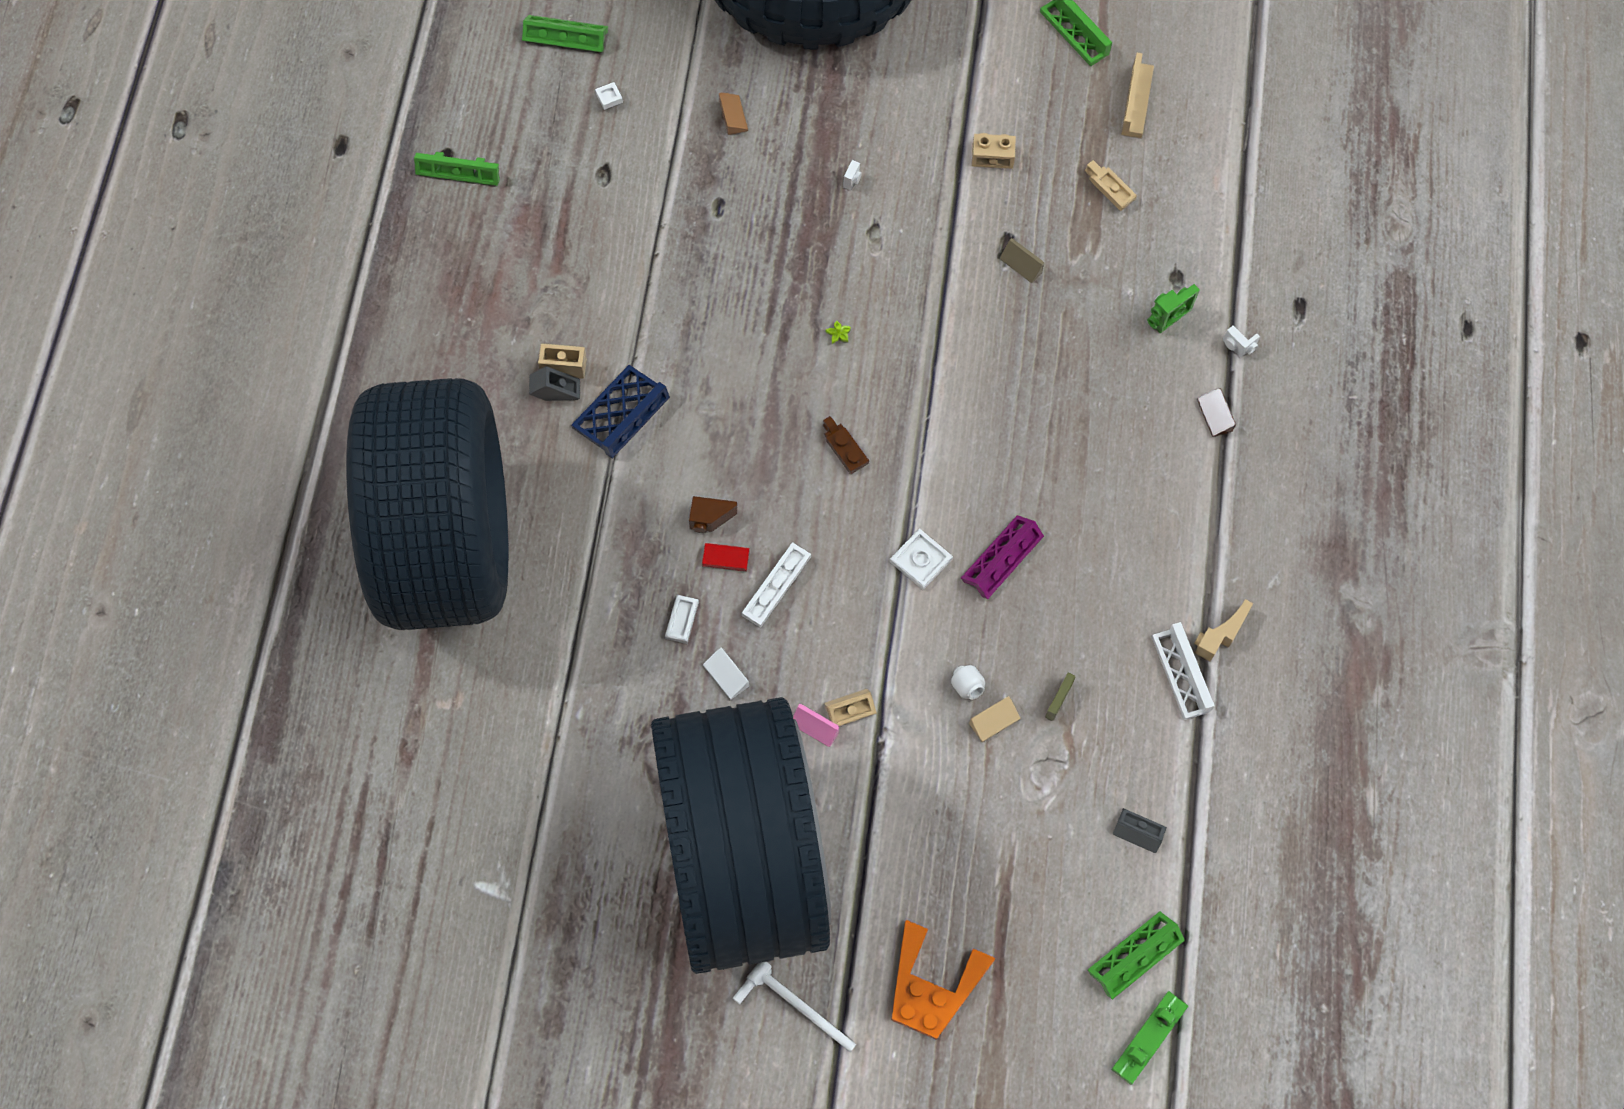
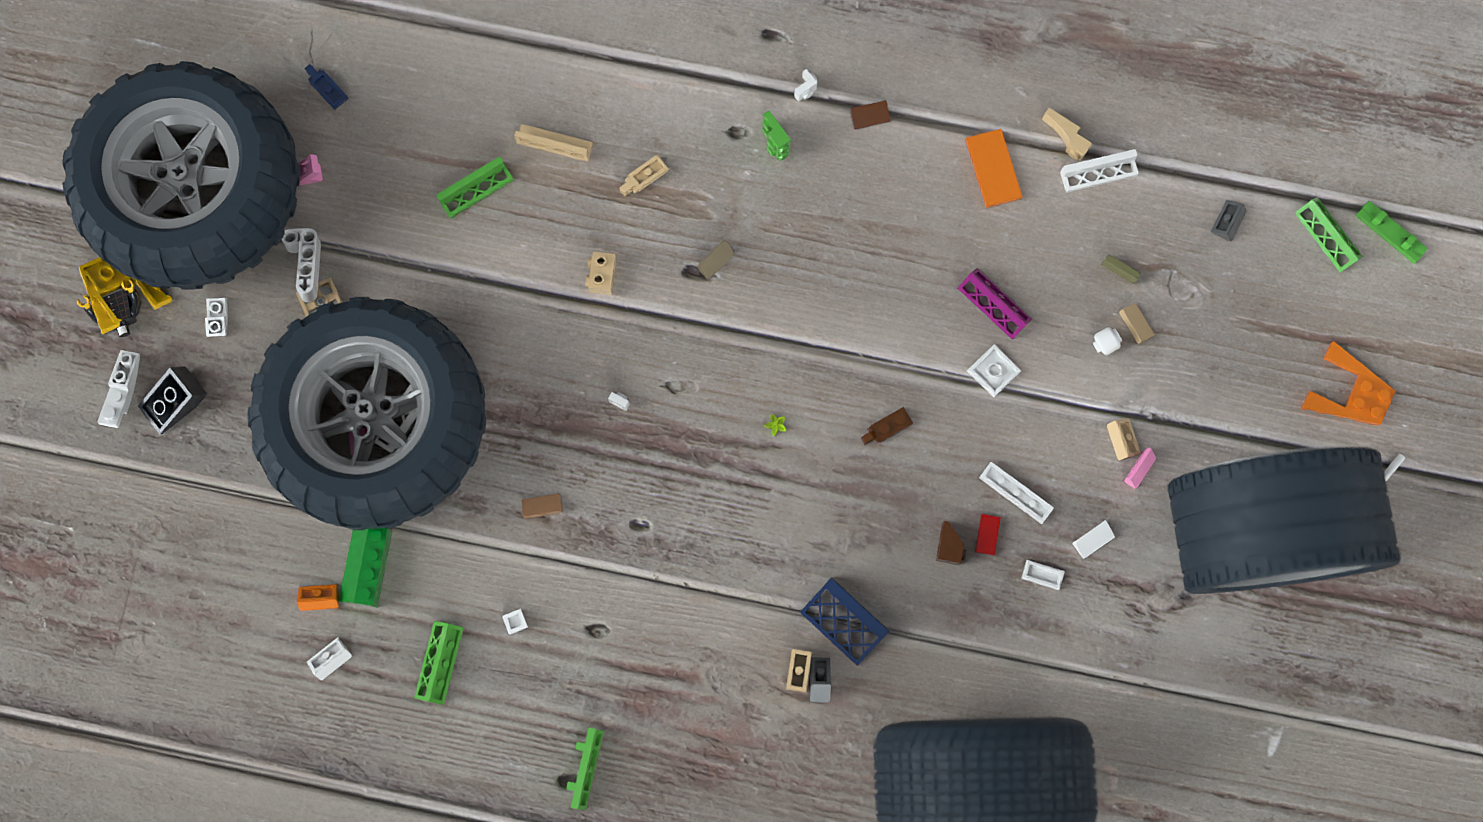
camera: 85 degrees left, 10 degrees up
(1170, 551) = (993, 168): none -> orange tile

